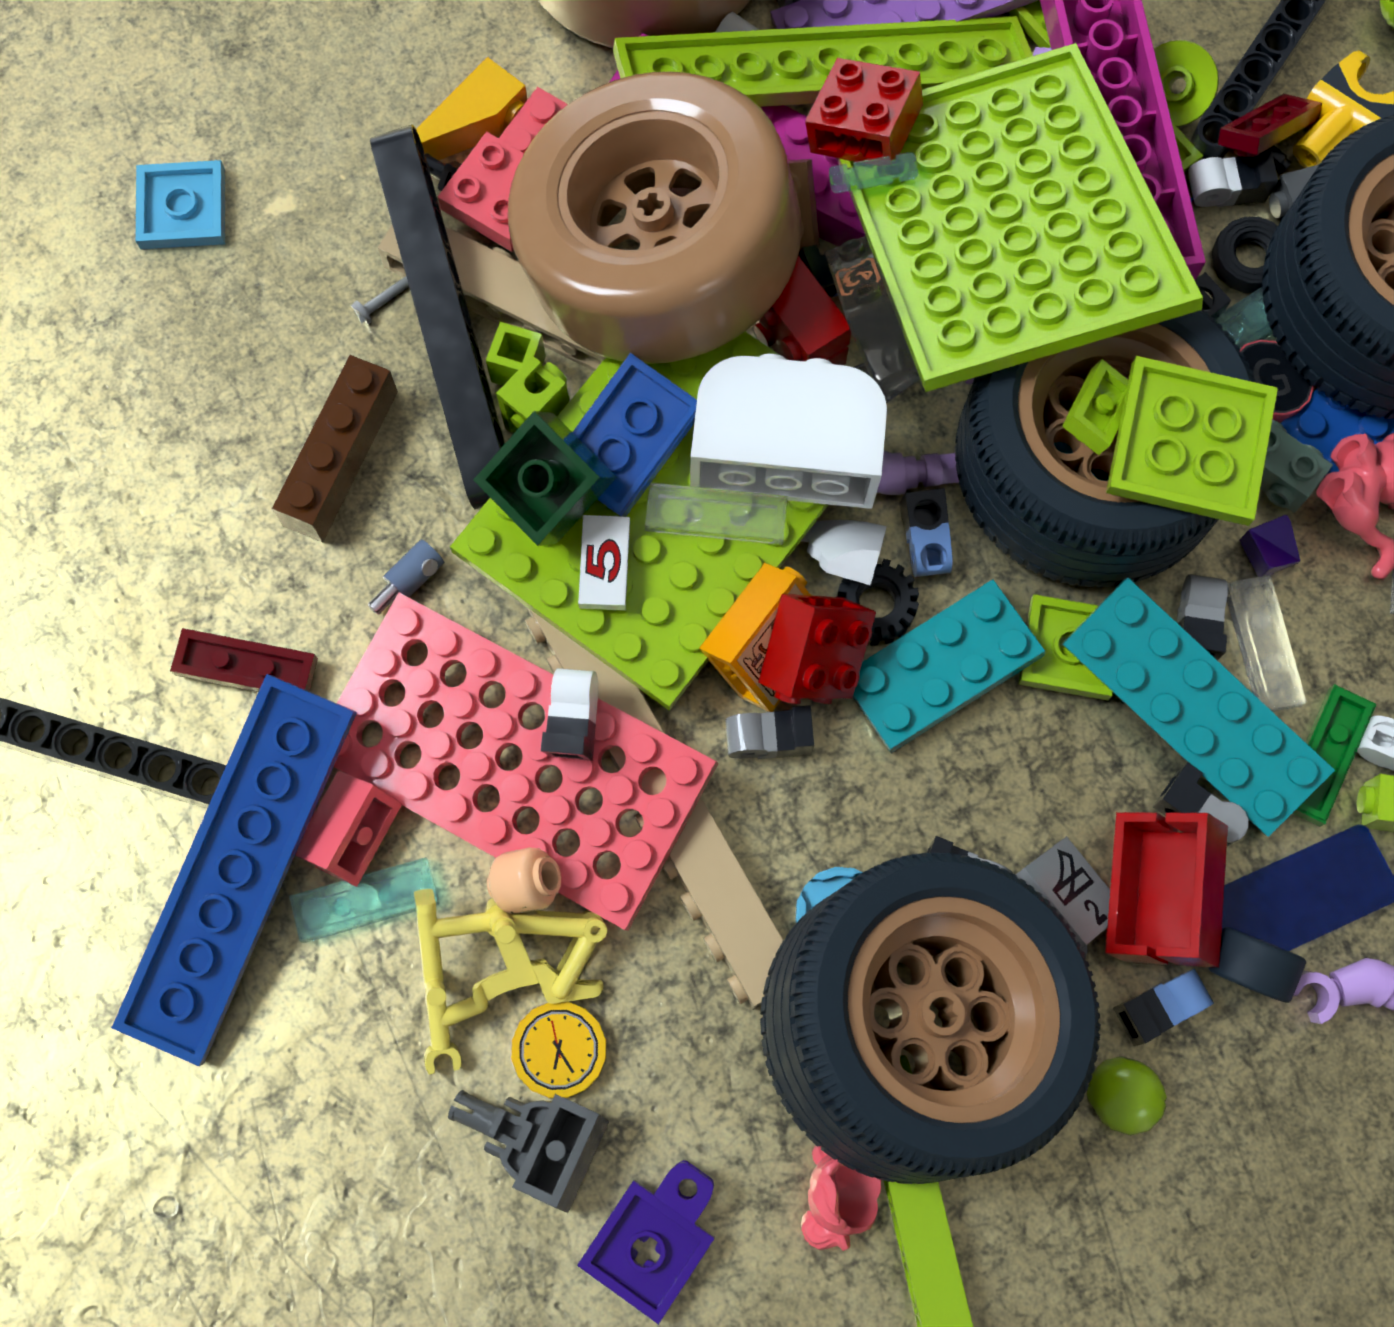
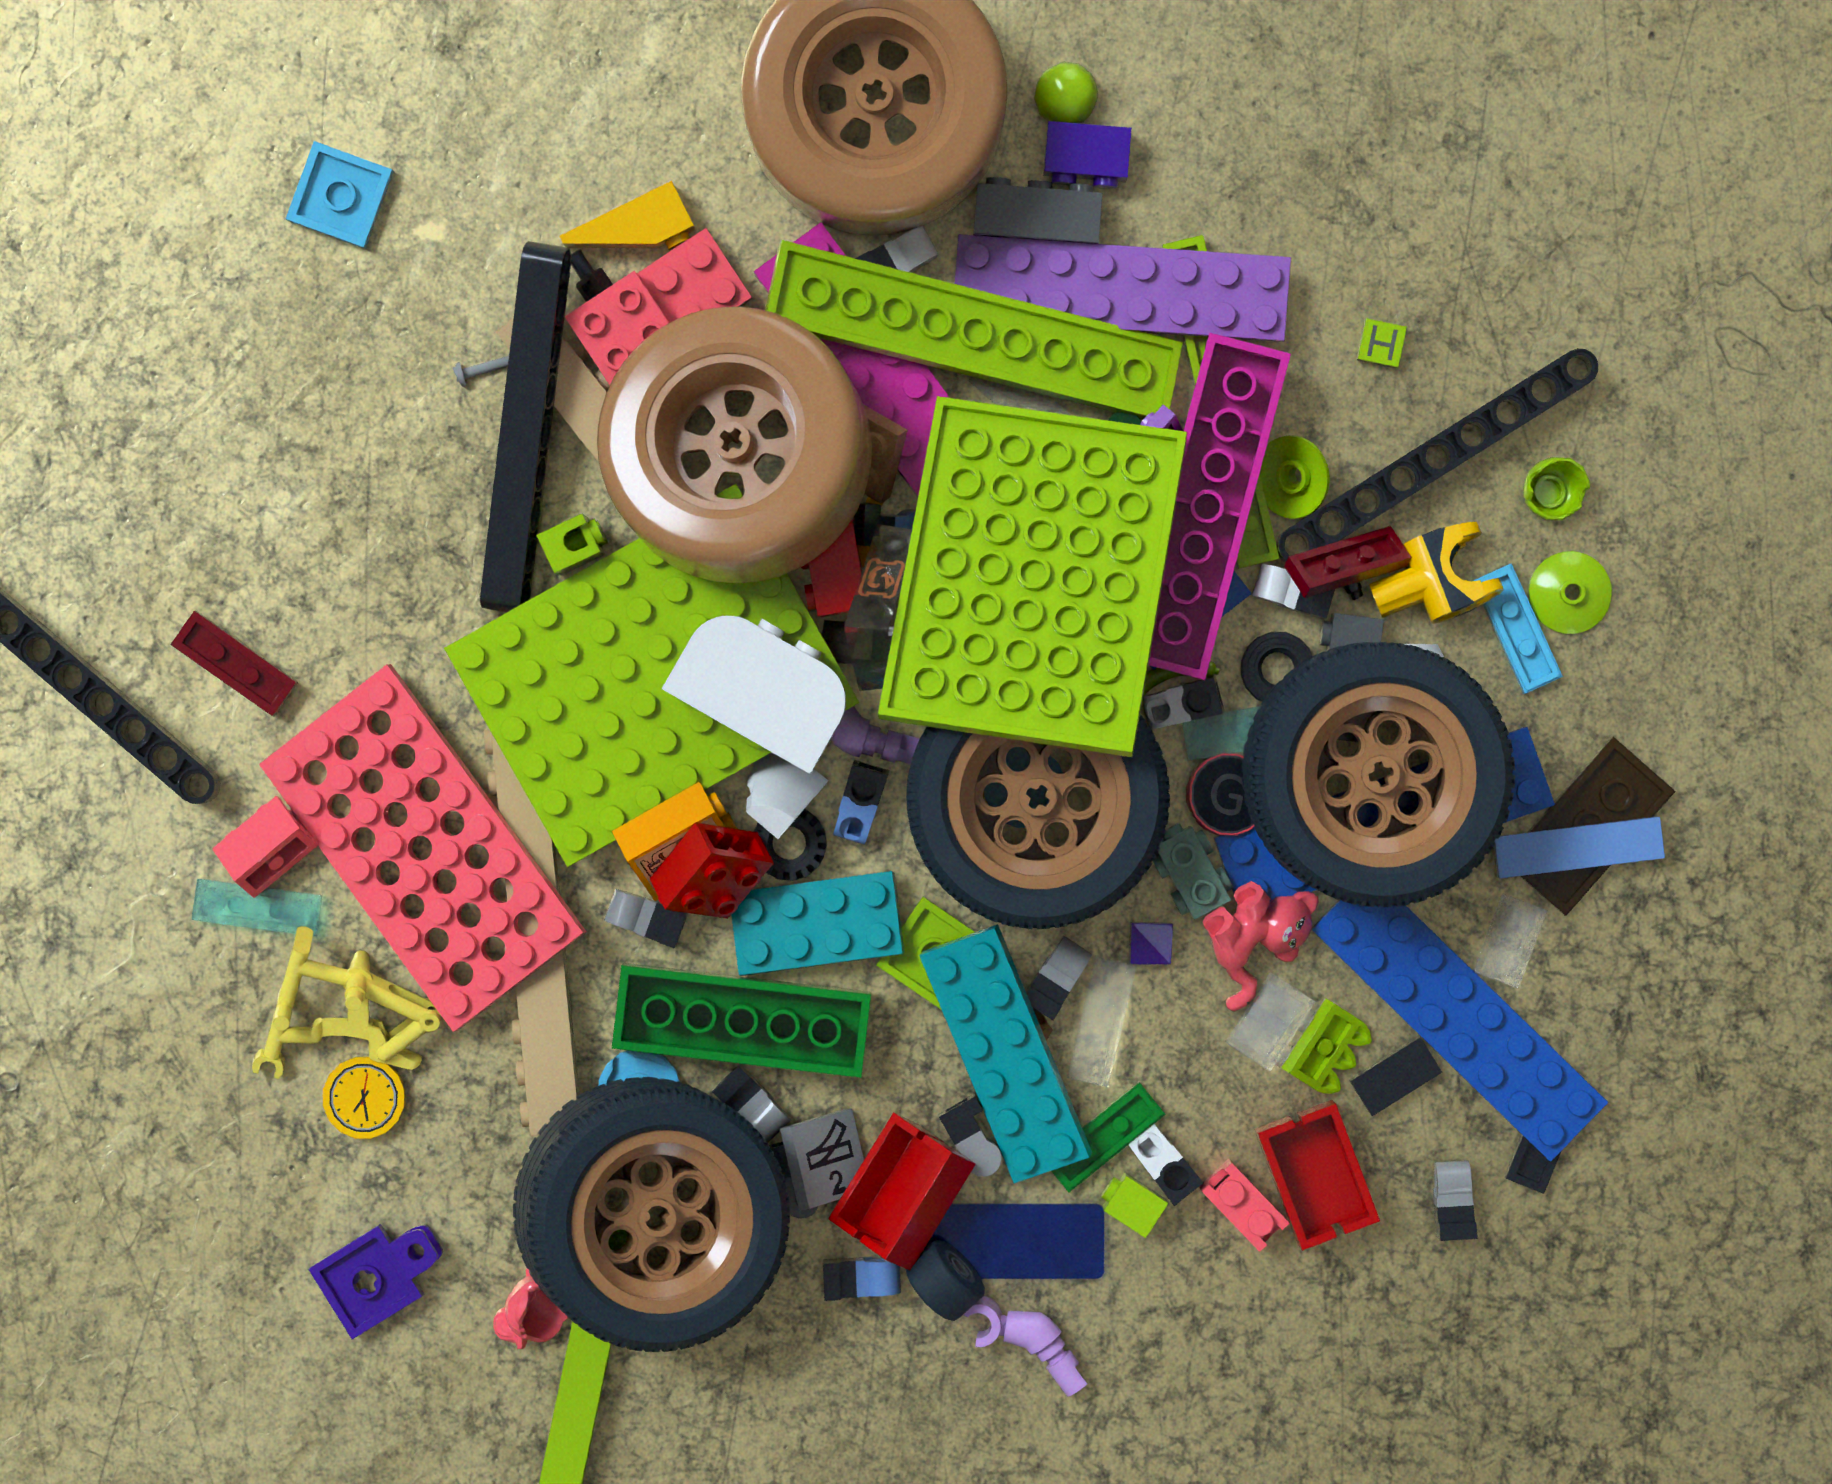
camera: 25 degrees right, 15 degrees up
(234, 870) = (162, 844): blue plate -> none
(335, 448) = (385, 503): reddish brown brick -> none
(407, 575) = (402, 643): sand blue piece -> none
(511, 350) = (574, 489): lime brick -> none
(524, 880) = (387, 961): light nougat head -> none
(544, 478) = (541, 641): dark green brick -> none
(545, 1146) = (320, 1168): dark grey brick -> none
(571, 715) = (480, 847): leg -> none
(604, 562) = (564, 725): white tile -> none
(635, 429) = (629, 624): blue tile -> none
(716, 513) = (676, 723): clear tile -> none
(864, 111) = (966, 418): red brick -> none
(873, 172) = (942, 484): clear light blue axle -> none
(916, 789) = (741, 1020): none -> green brick
(1098, 407) = (1020, 792): lime plate -> none
(1127, 1095) = (797, 1331): lime hair -> none
(1192, 440) = (1074, 859): lime plate -> none

